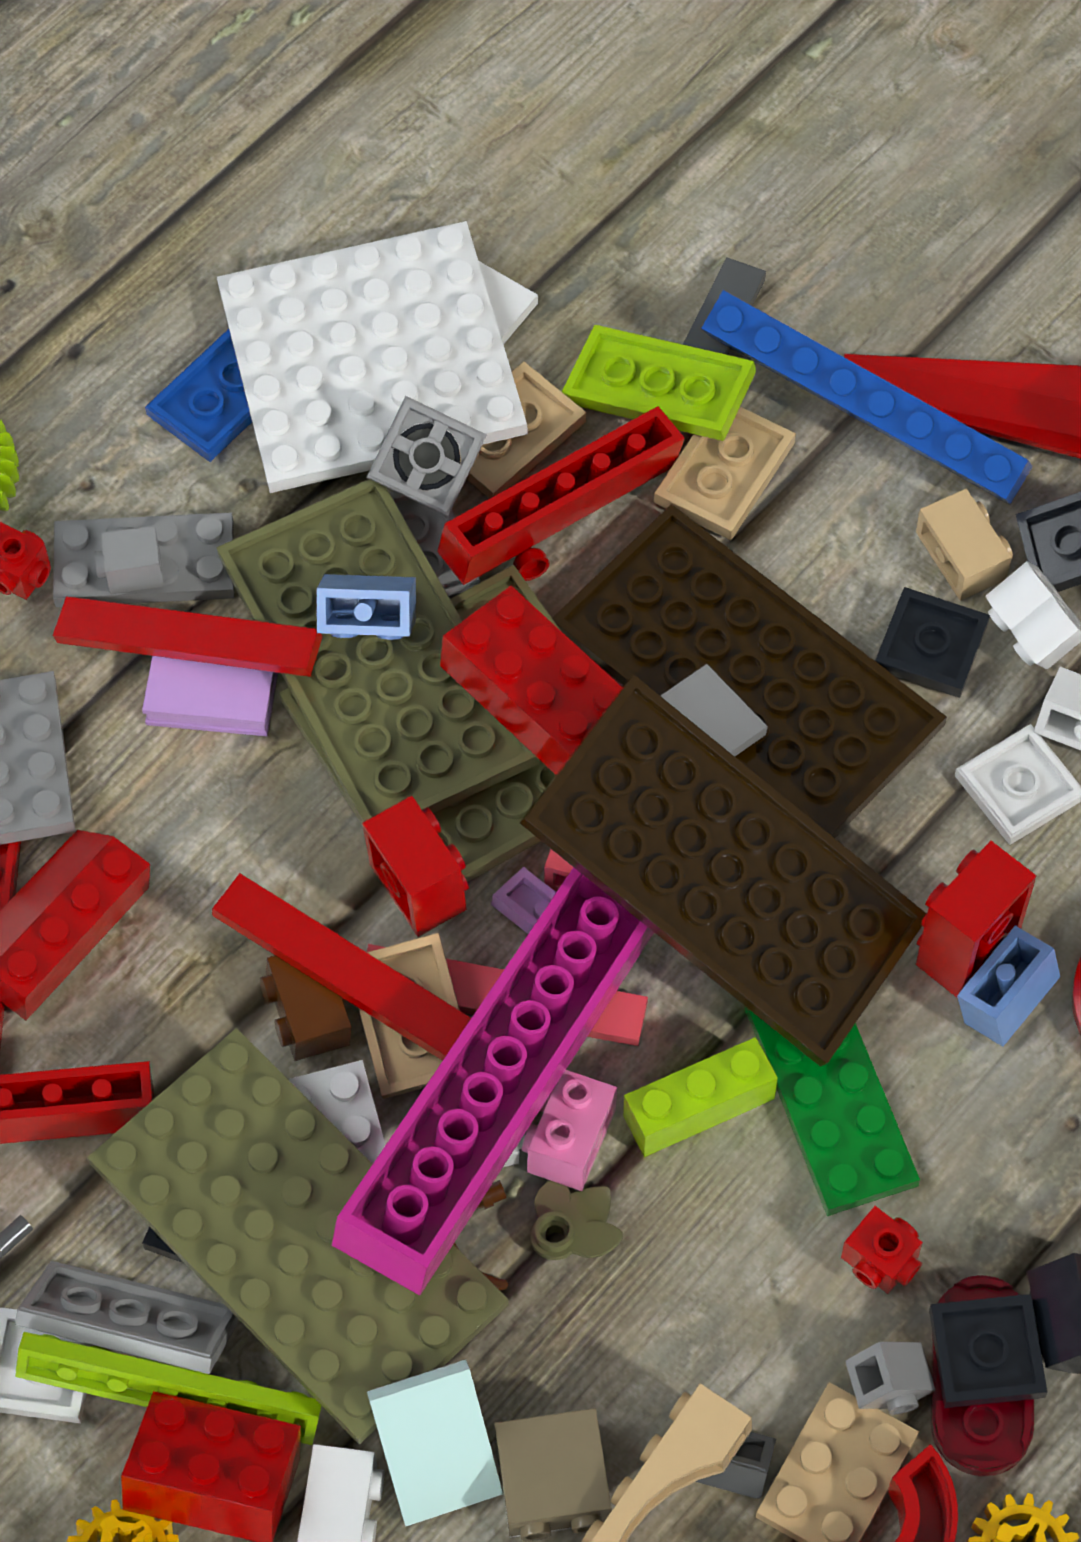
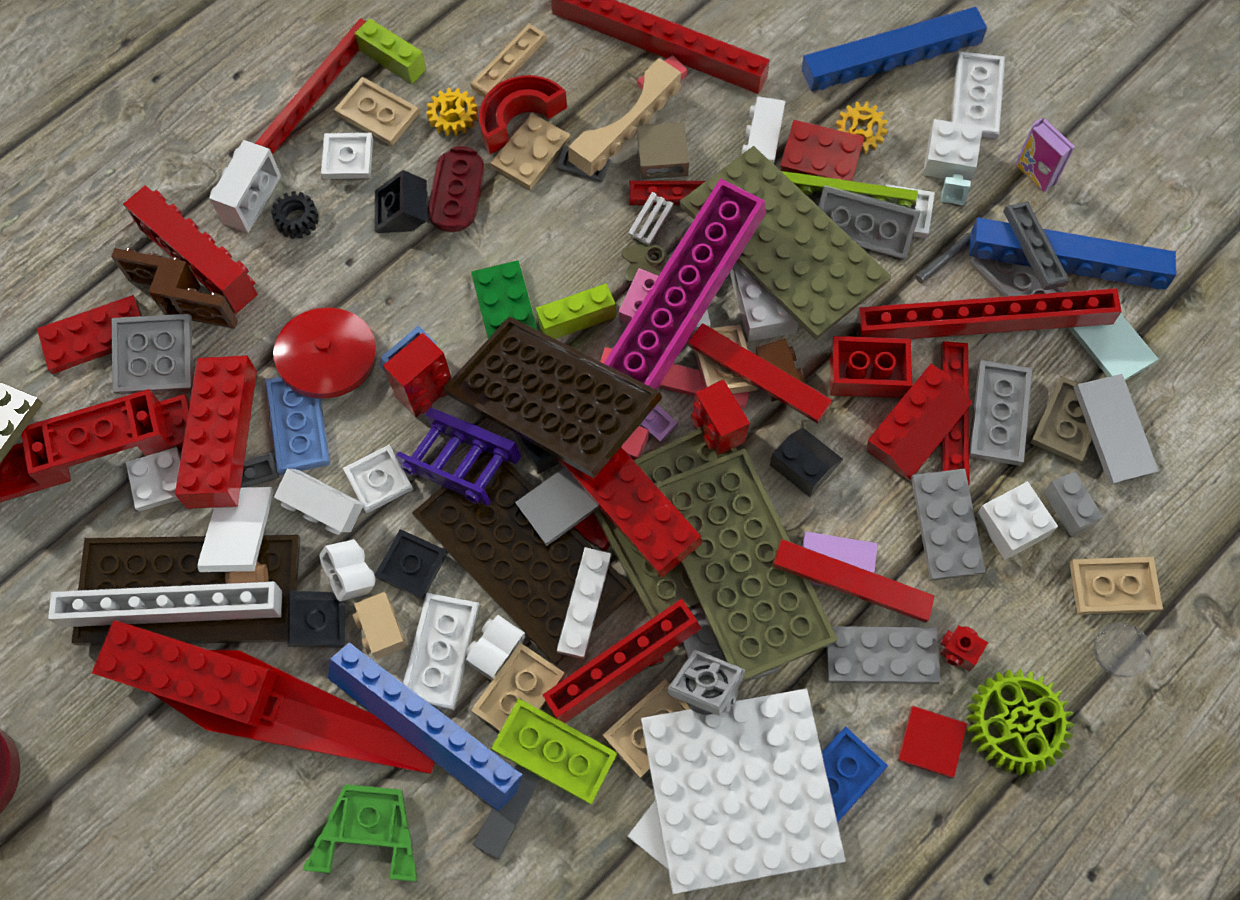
camera: 175 degrees left, 5 degrees up
(74, 444) = (932, 742): none -> red tile
(130, 559) = (891, 635): light grey brick -> none
(135, 1011) = (870, 367): none -> red brick
(261, 841) = (804, 461): none -> black slope
(366, 606) = (746, 573): medium blue brick -> none
(435, 1442) = (718, 153): light aqua tile -> none
(546, 1388) = (670, 190): none -> red tile
(584, 1282) = (660, 202): none -> white tile
(632, 588) = (584, 603): none -> white plate
(771, 524) = (494, 646): none -> white brick
(860, 525) = (440, 649): none -> white tile
(883, 845) = (460, 432): none -> dark purple fence
(883, 1251) = (495, 234): red brick -> none
(890, 1376) = (500, 179): light grey brick -> none
(924, 292) = (367, 818): none -> bright green wing
(987, 1351) = (452, 186): black plate -> none

